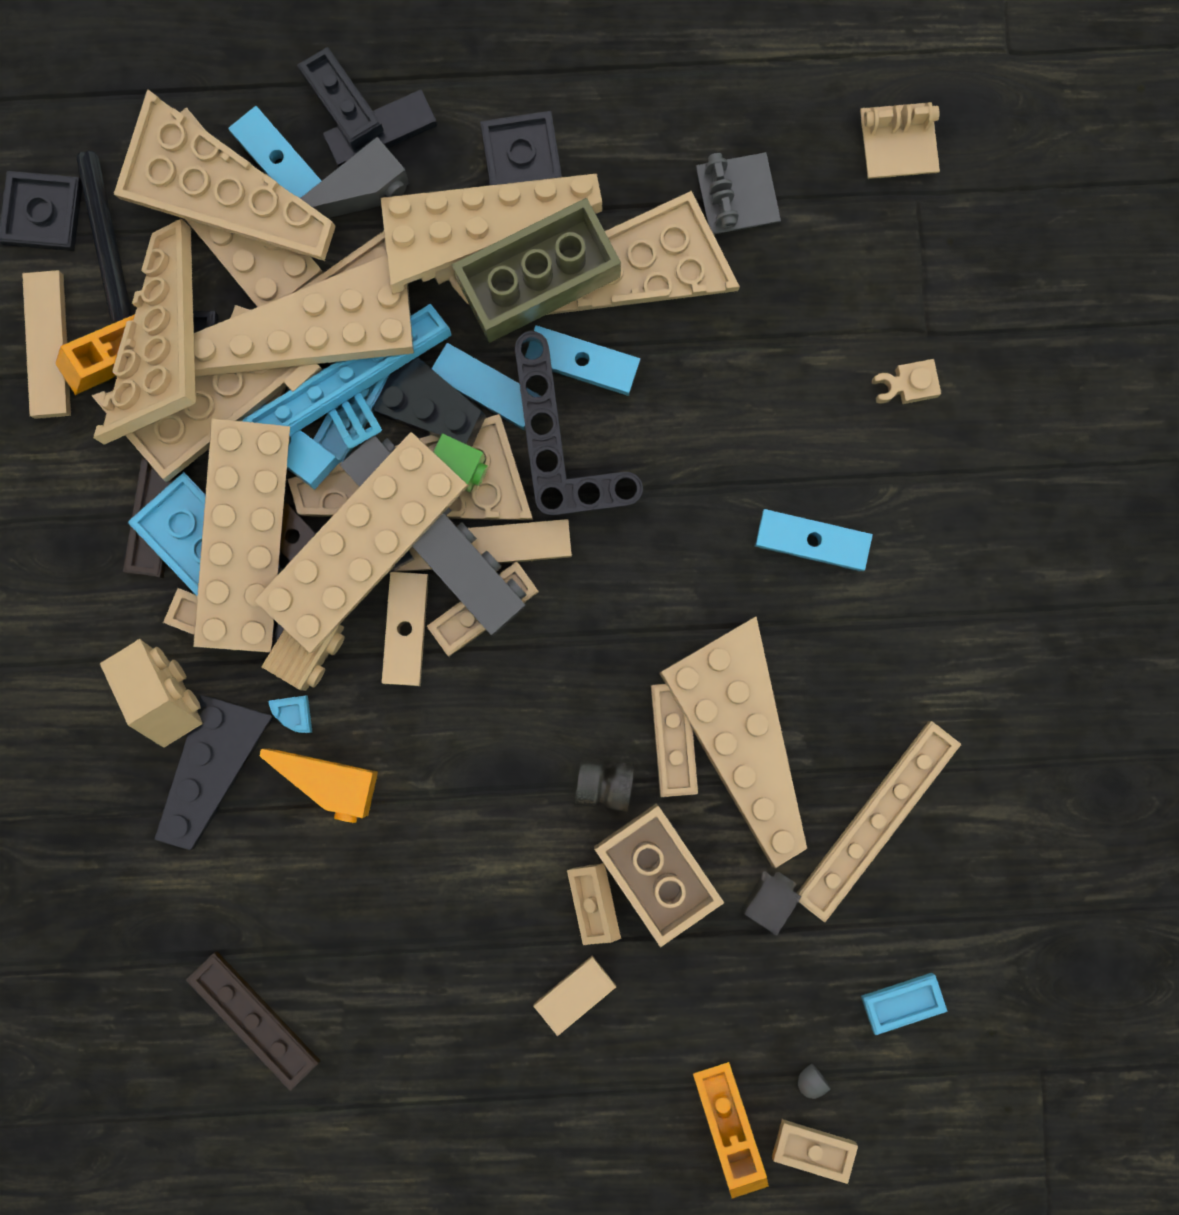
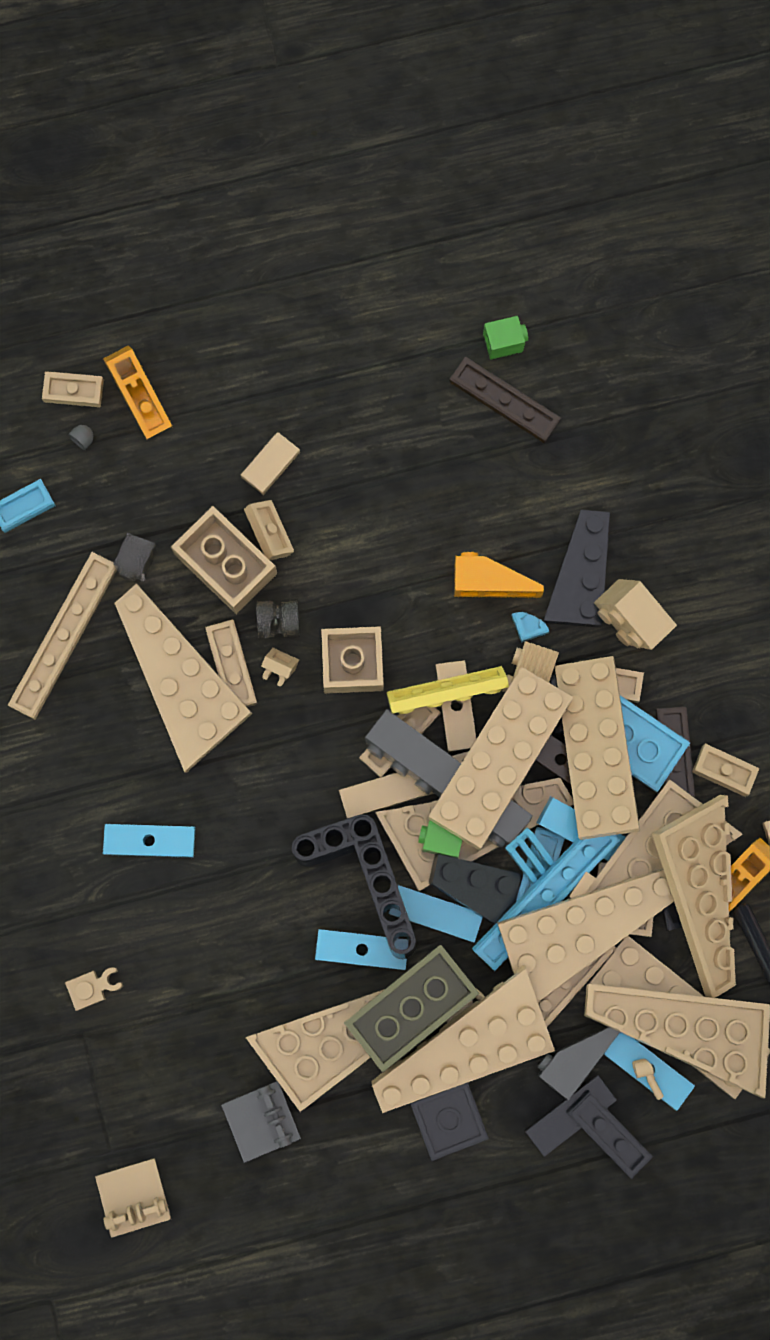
camera: 170 degrees right, 5 degrees down
(95, 483) = (725, 770): none -> tan plate
(231, 1107) = (505, 337): none -> bright green brick
(282, 154) = (644, 1068): none -> tan hand
(410, 646) = (454, 688): none -> light yellow plate
(520, 710) = (352, 660): none -> tan brick
(614, 726) = (280, 664): none -> tan tile

